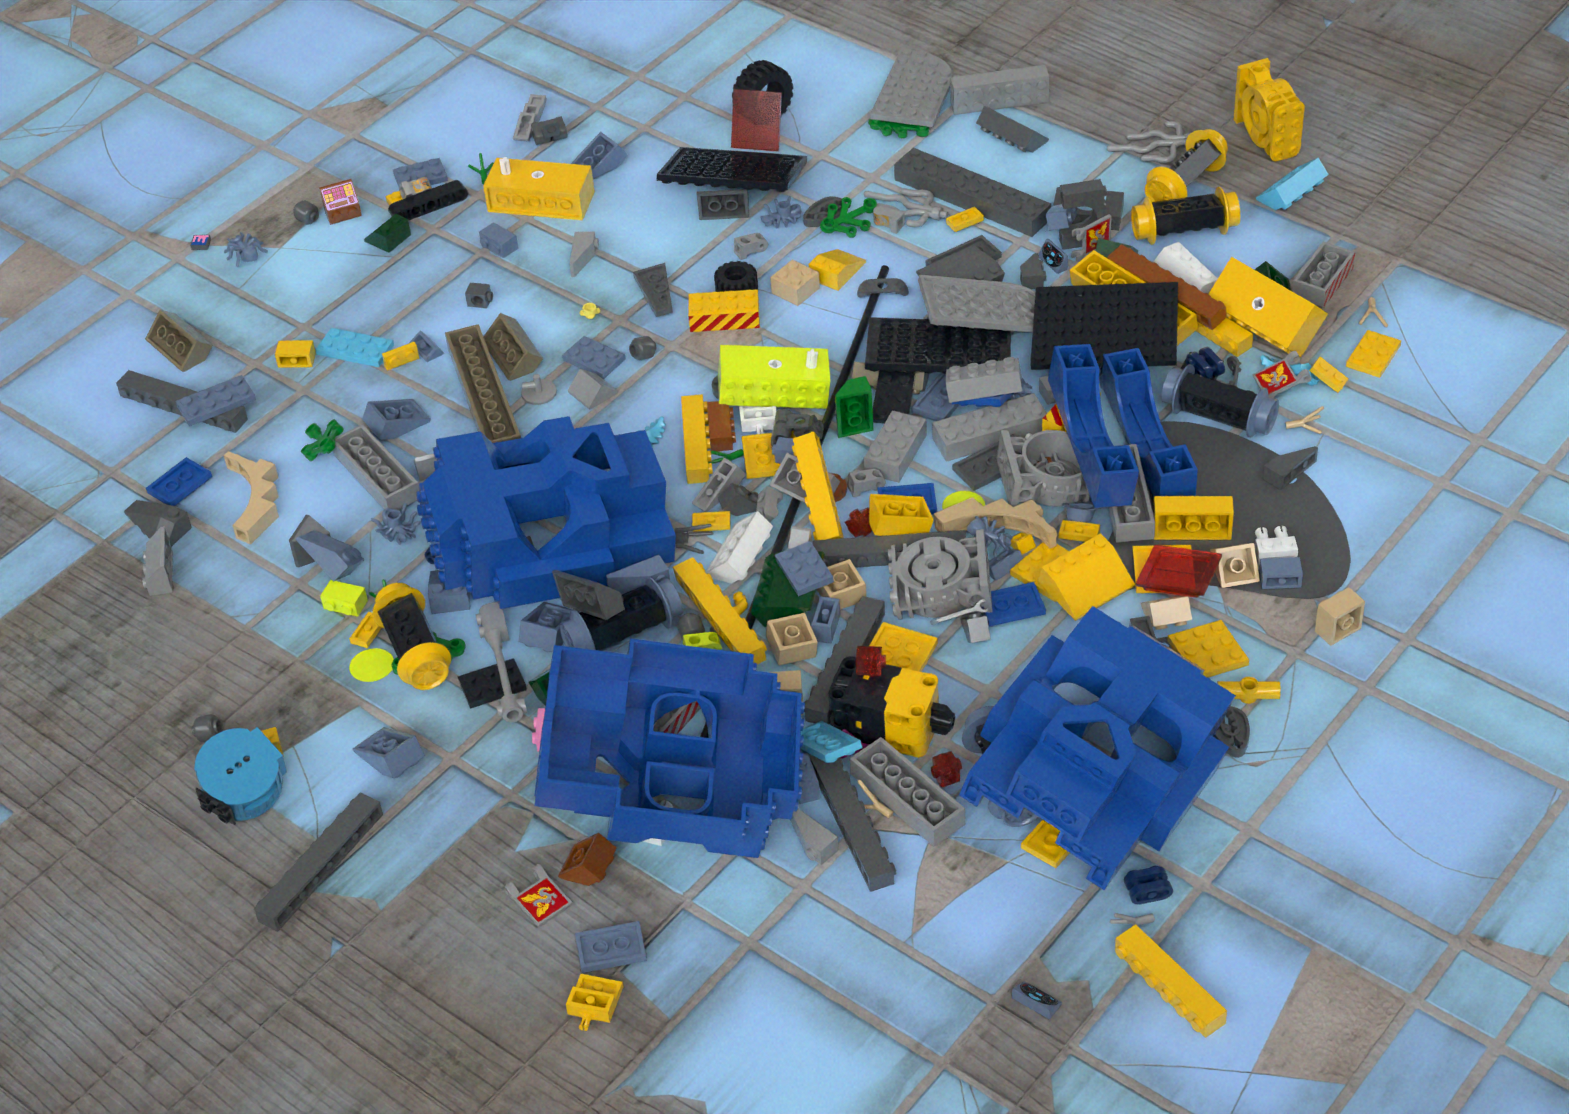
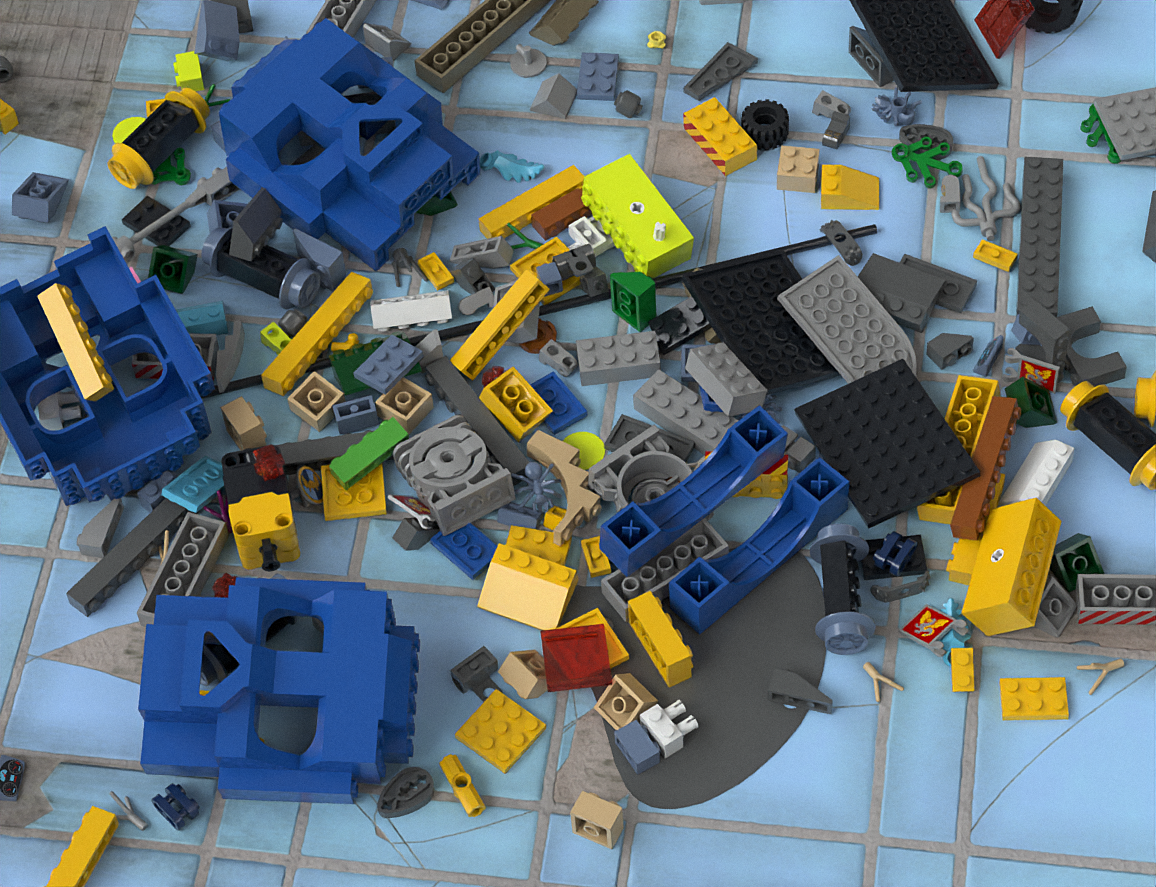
camera: 60 degrees right, 10 degrees up
(633, 740) = (76, 342): none -> yellow brick
(774, 251) = (836, 130): none -> dark grey leg
(881, 617) = (368, 453): none -> bright green brick

